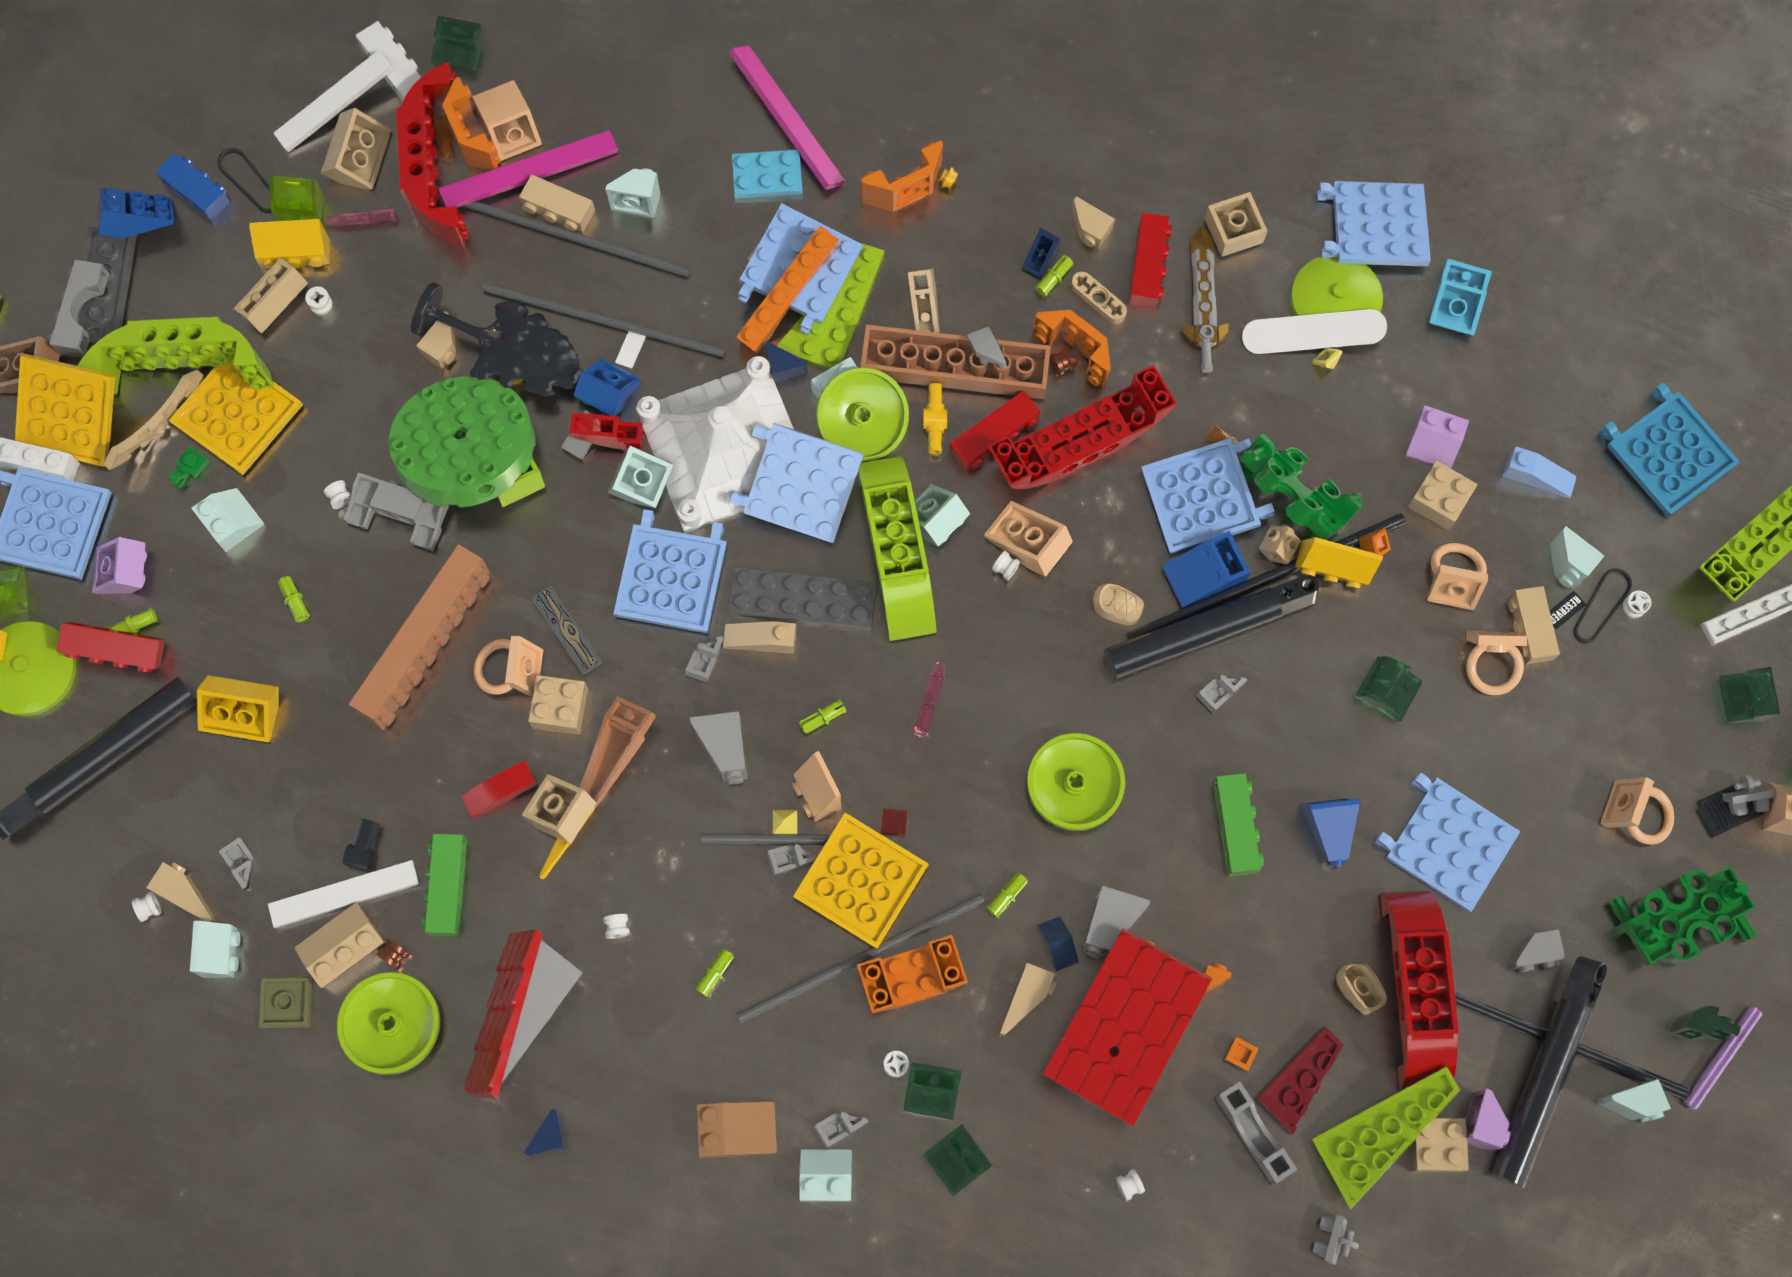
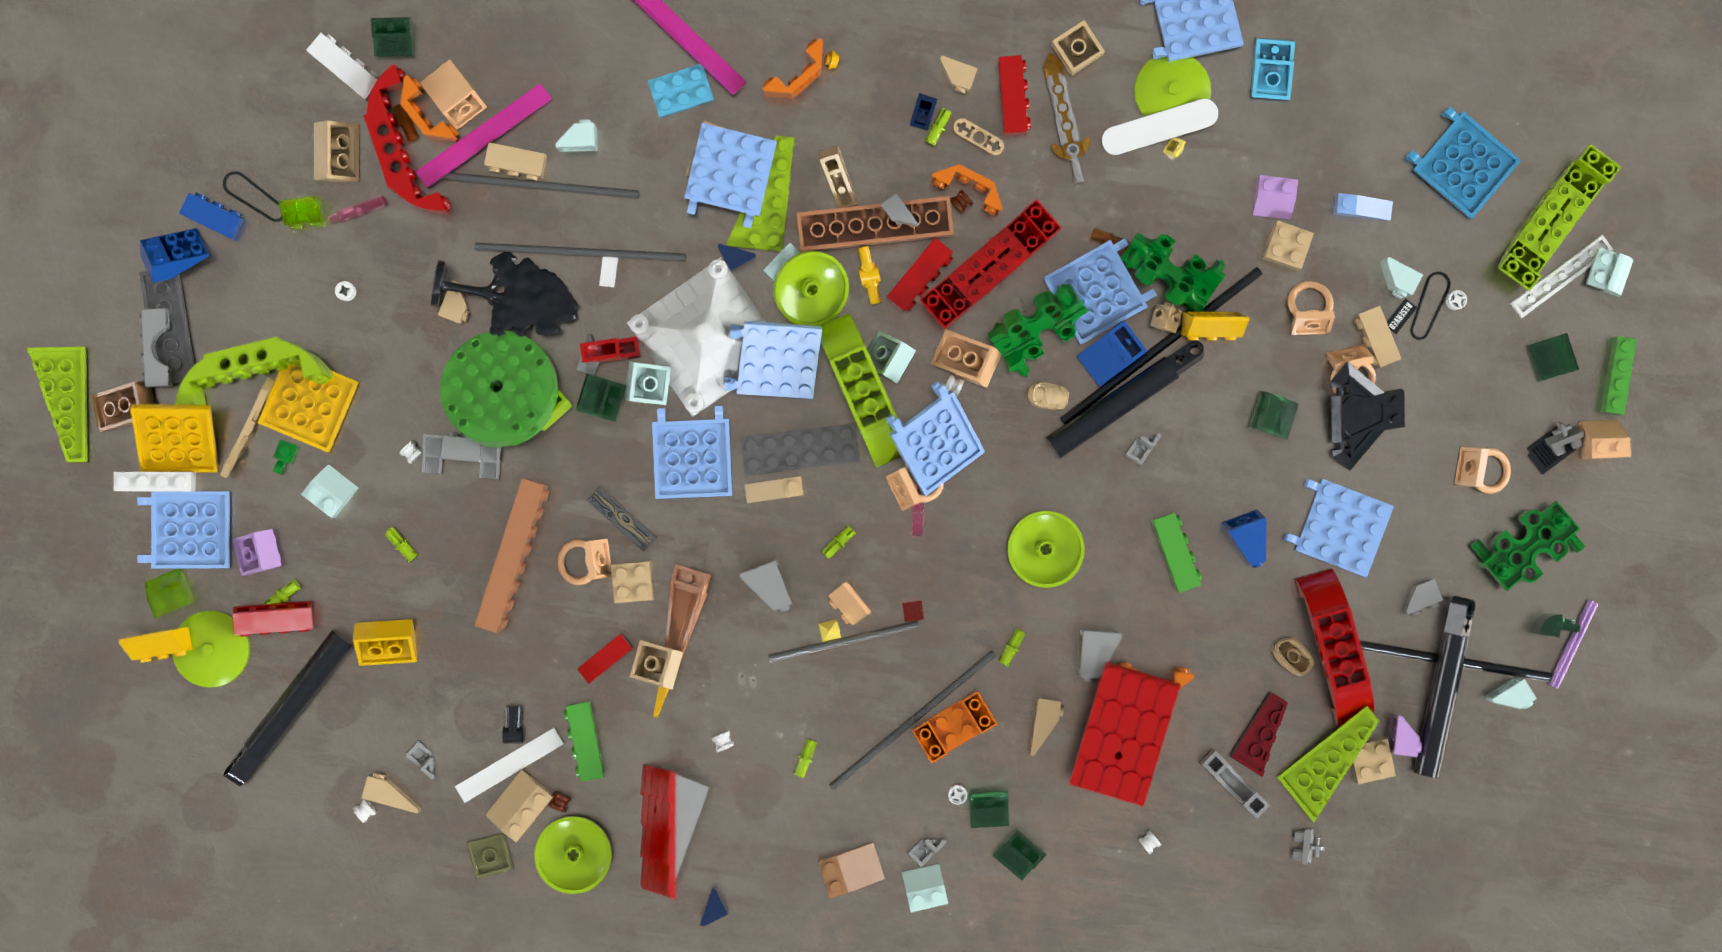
camera: 10 degrees left, 15 degrees up
(214, 950) = (427, 831): light aqua slope -> none
(270, 295) = (306, 298): tan brick -> none
(292, 241) = (309, 251): yellow slope -> none
(333, 100) = (305, 113): white tile -> none
(580, 482) = (600, 397): none -> clear green brick
(606, 387) = (599, 310): blue slope -> none
(703, 660) = (735, 517): light grey slope -> none
(789, 858) = (840, 657): light grey slope -> none
(796, 277) = (727, 197): orange arch -> none
(861, 880) = (899, 664): yellow plate -> none
(919, 668) = (906, 490): none -> light nougat tile
(970, 617) = (936, 441): none -> light blue plate
(1058, 943) = (1058, 674): dark blue slope -> none
(1091, 536) = (1017, 347): none -> green gear
(1241, 1054) = (1213, 726): orange plate -> none
(1375, 542) = (1241, 298): orange slope -> none
(1498, 708) = (1361, 414): none -> black plate

